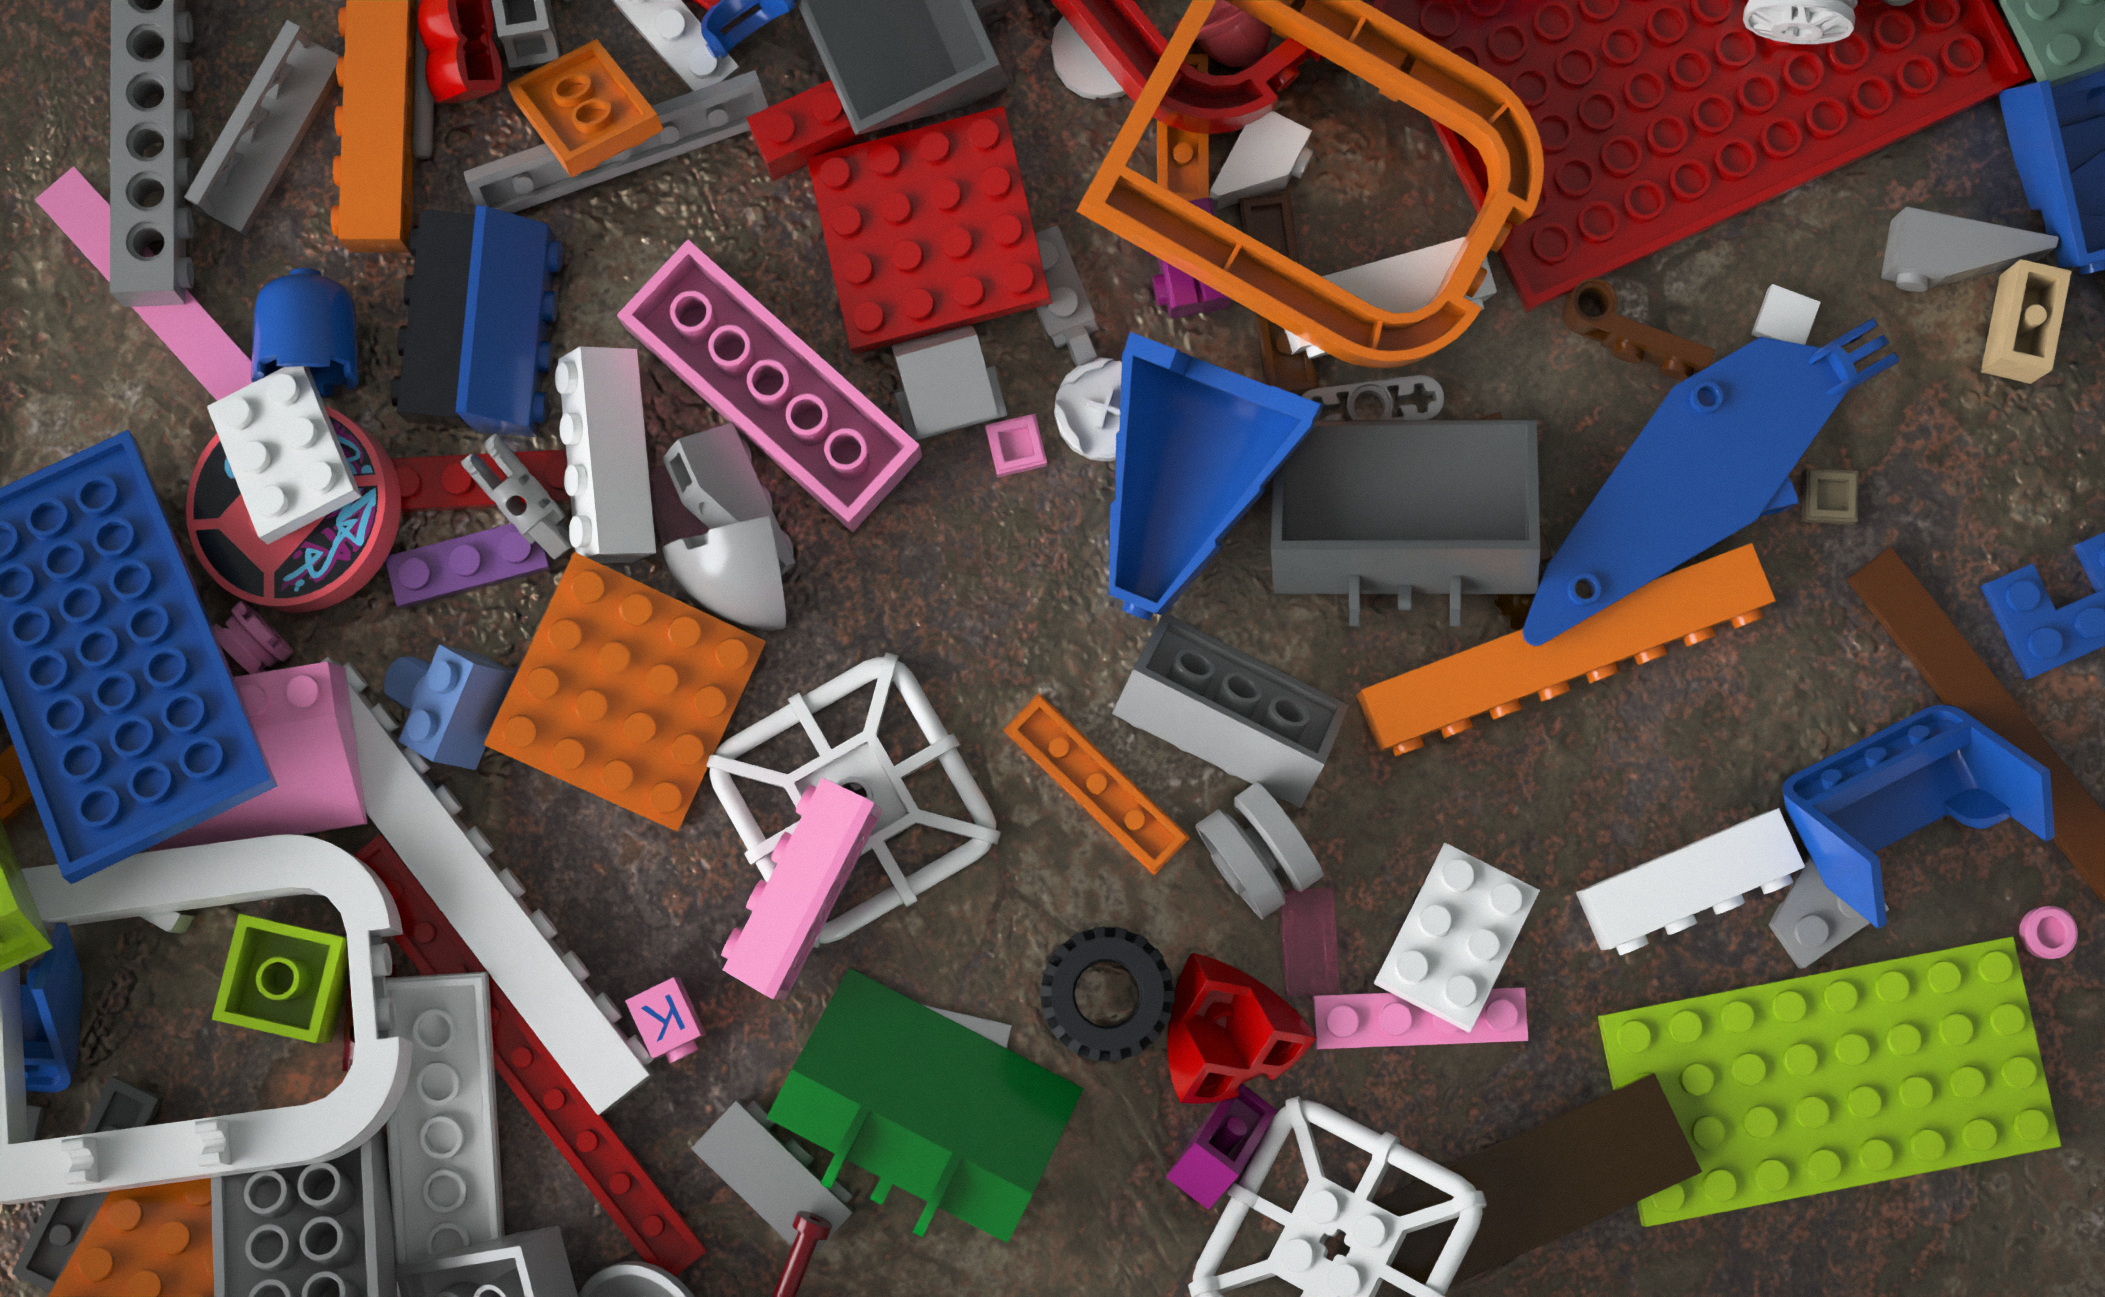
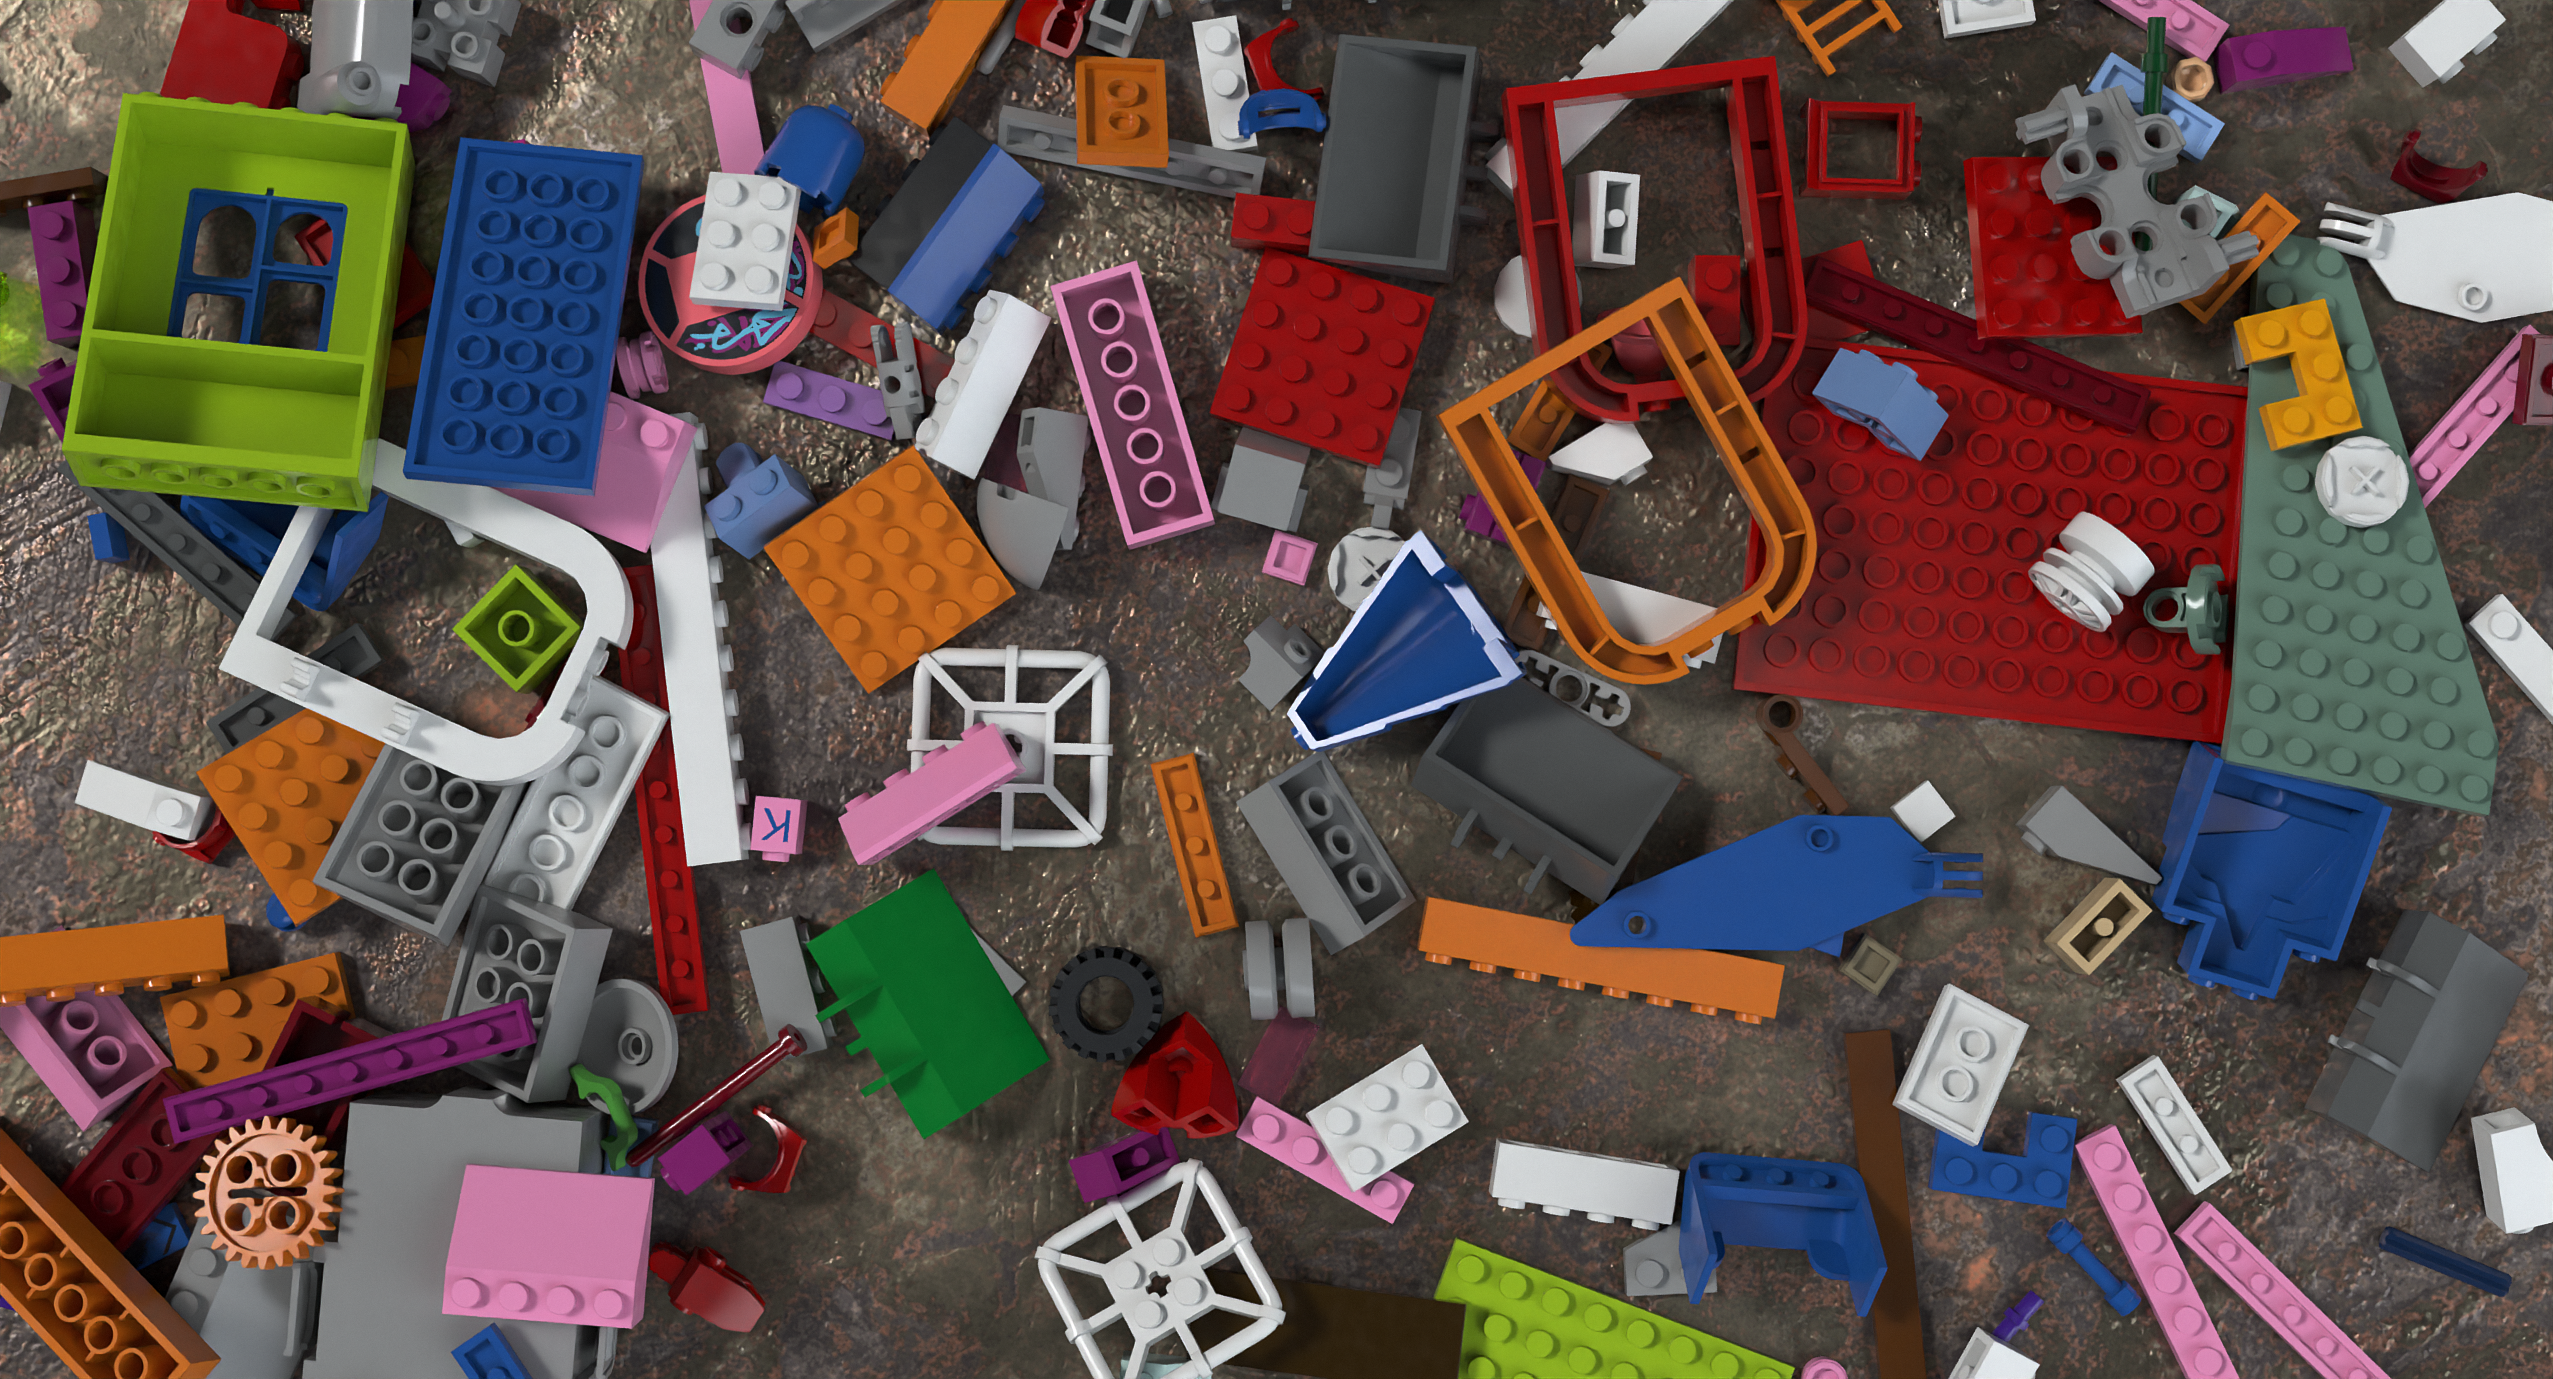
camera: 30 degrees right, 5 degrees up
(373, 397) = (835, 238): none -> orange plate
(1068, 549) = (1278, 661): none -> light grey brick
(1981, 538) = (1960, 1065): none -> white tile

